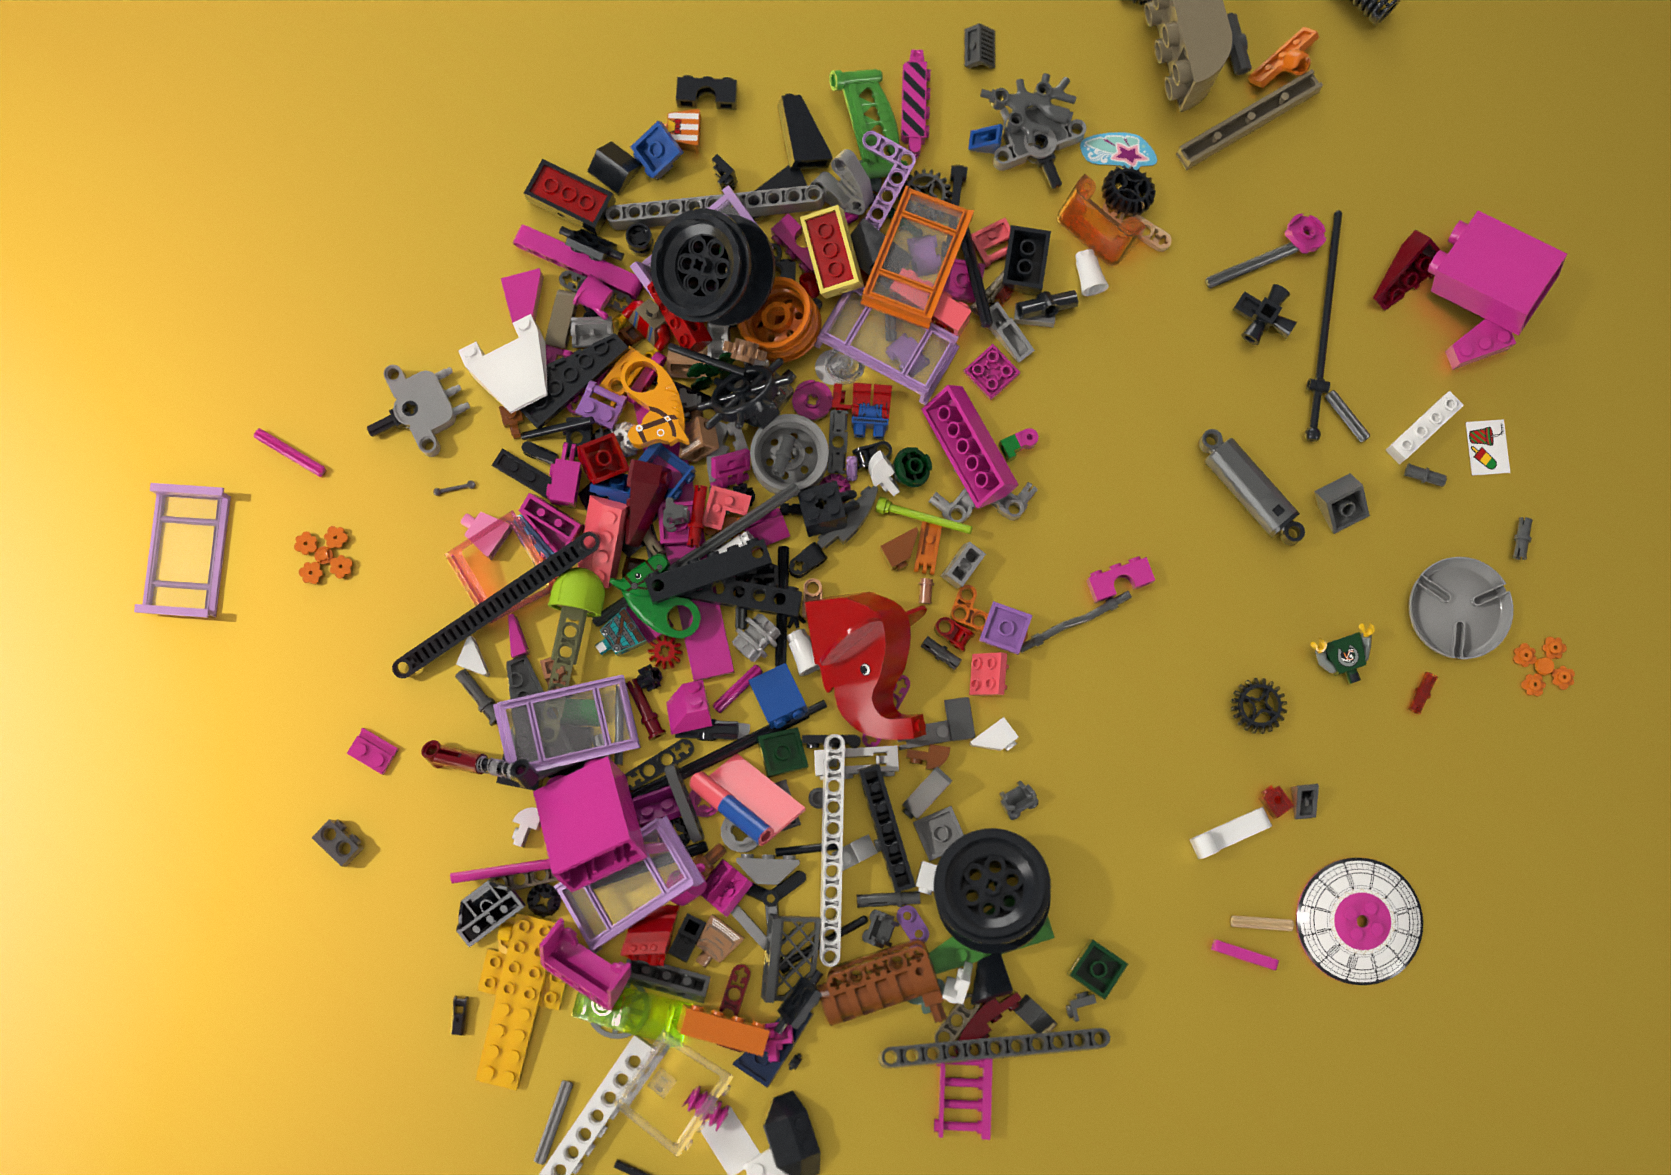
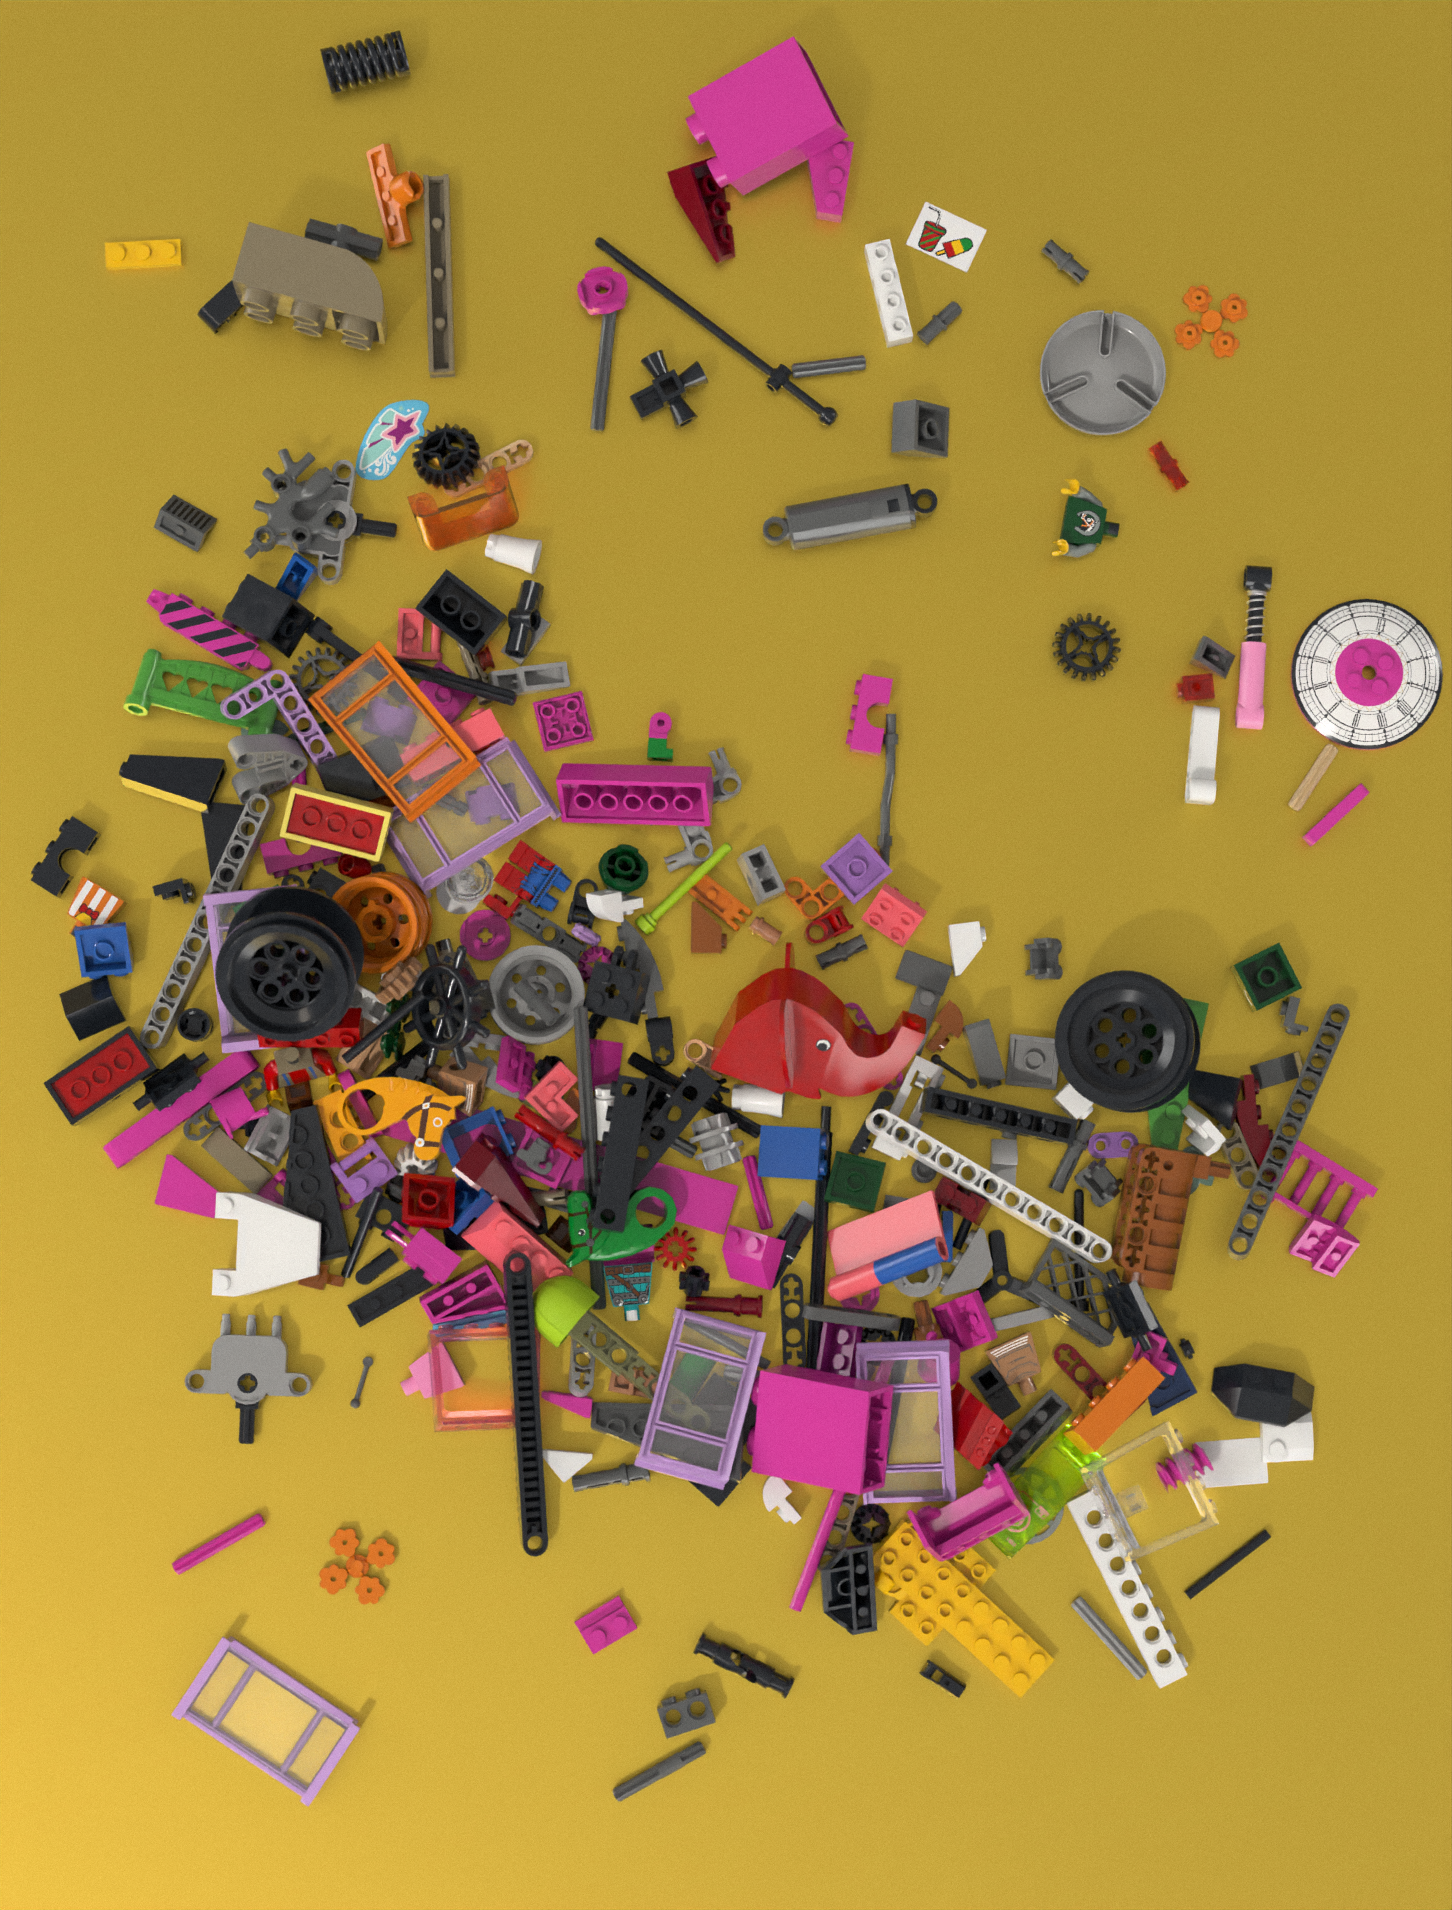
camera: 70 degrees left, 5 degrees up
(287, 846) = (659, 1771): none -> dark grey axle
(394, 869) = (748, 1667): none -> black piece
(478, 763) = (689, 1514): piece -> none
(534, 630) = (588, 1378): none -> light grey beam
(780, 839) = (947, 1225): none -> blue plate
(810, 836) = (971, 1205): none -> dark red brick
(900, 798) = (971, 1083): none -> dark grey hinge
(926, 1122) = (1324, 1245): none -> dark pink slope
(949, 134) = (268, 615): none -> black slope
(1328, 827) = (1253, 652): none -> piece

